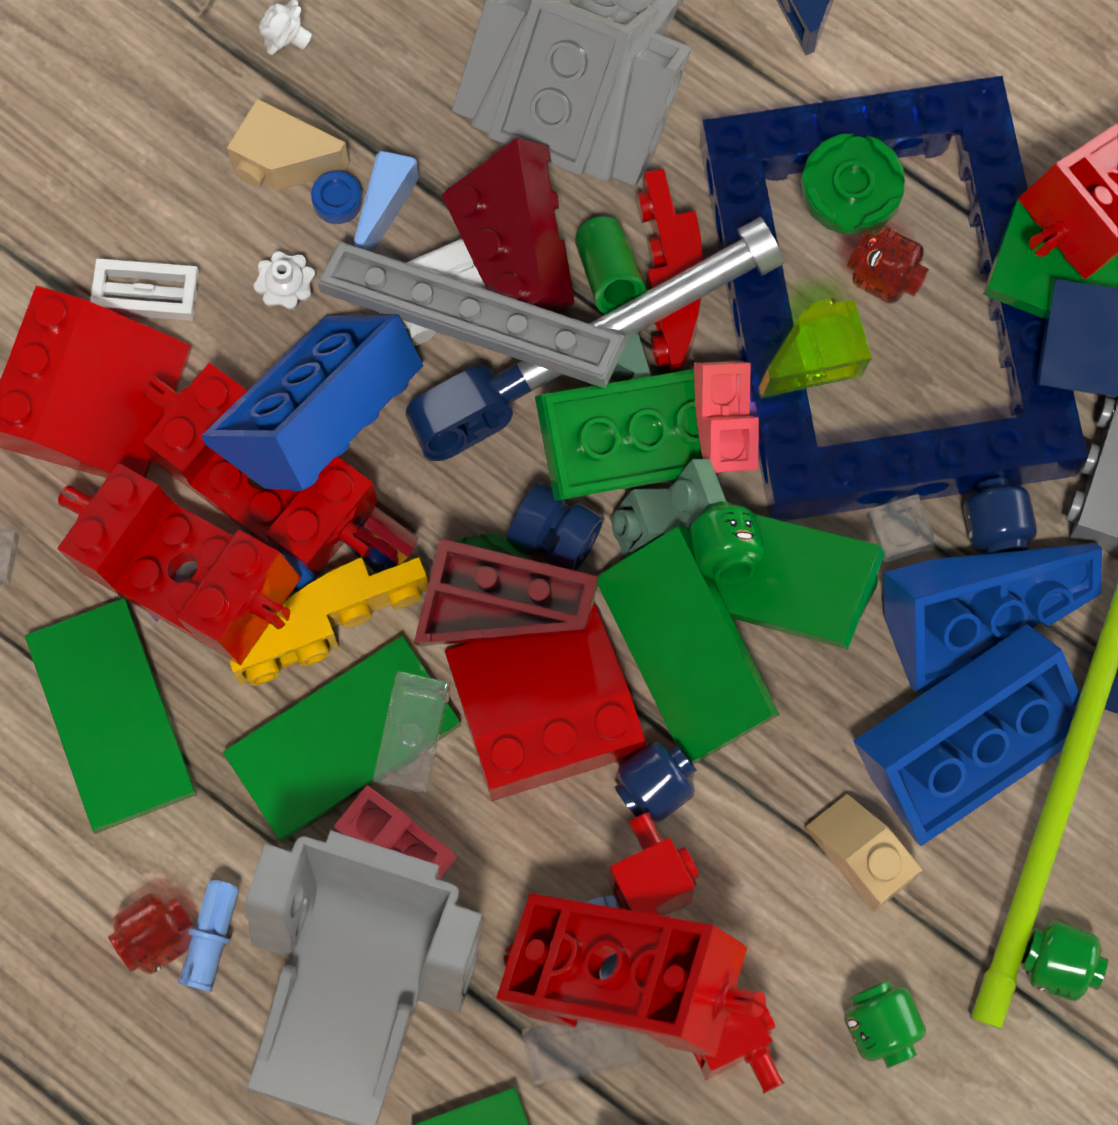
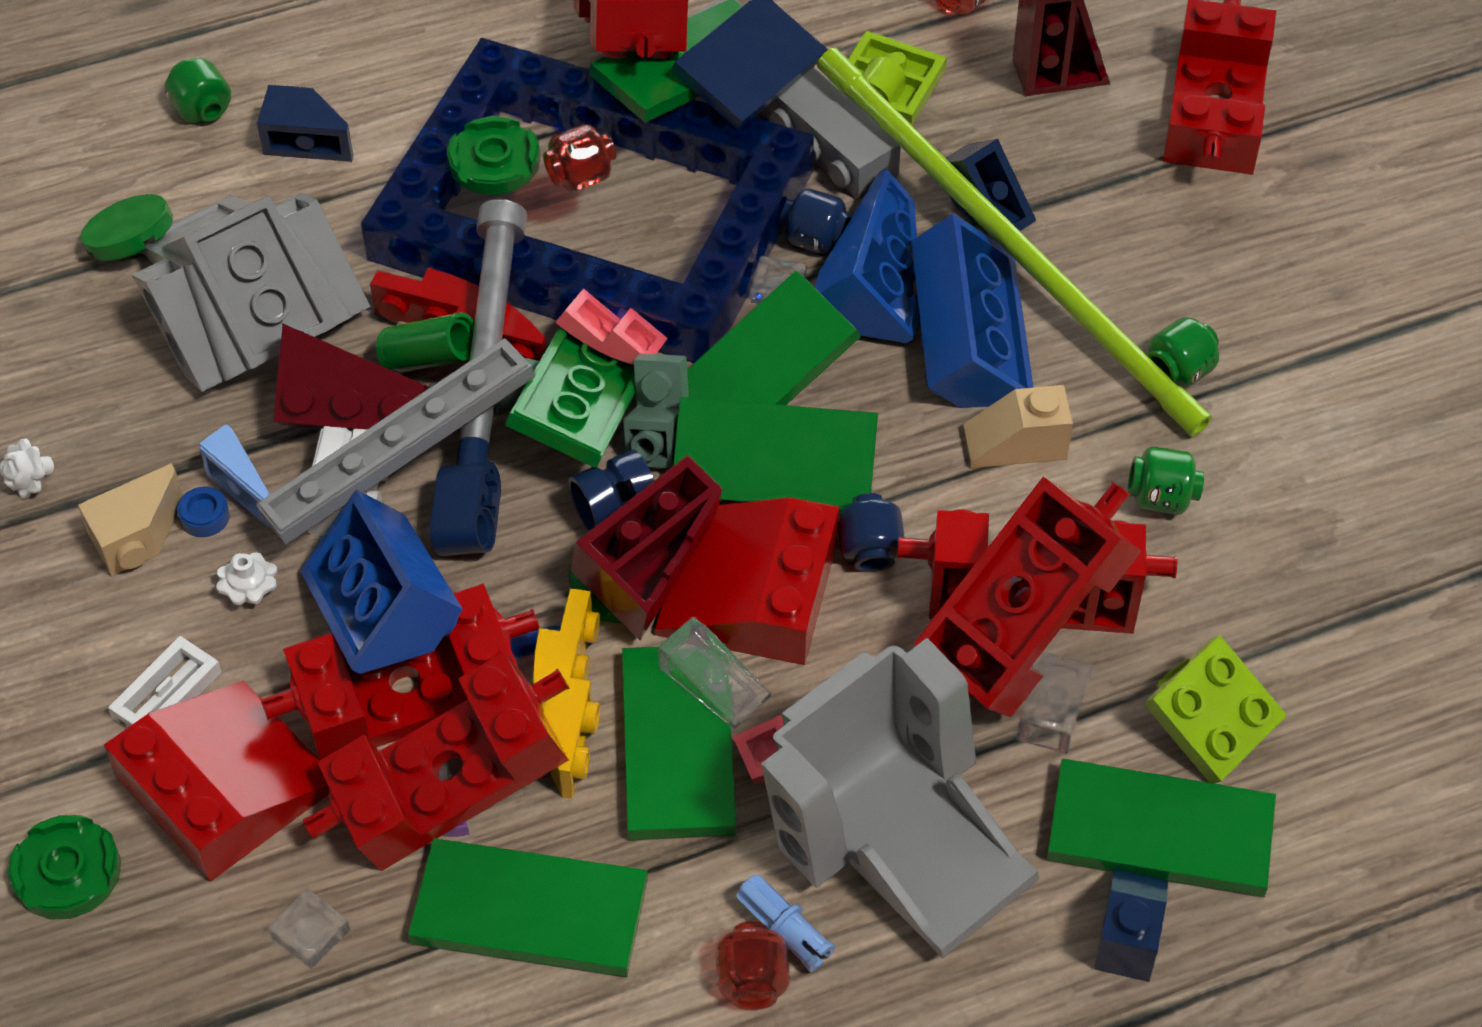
camera: 60 degrees left, 20 degrees down
(387, 536) = (538, 593): dark red slope -> none
(727, 543) = (719, 369): green head -> none
(820, 349) = (612, 229): clear neon green slope -> none

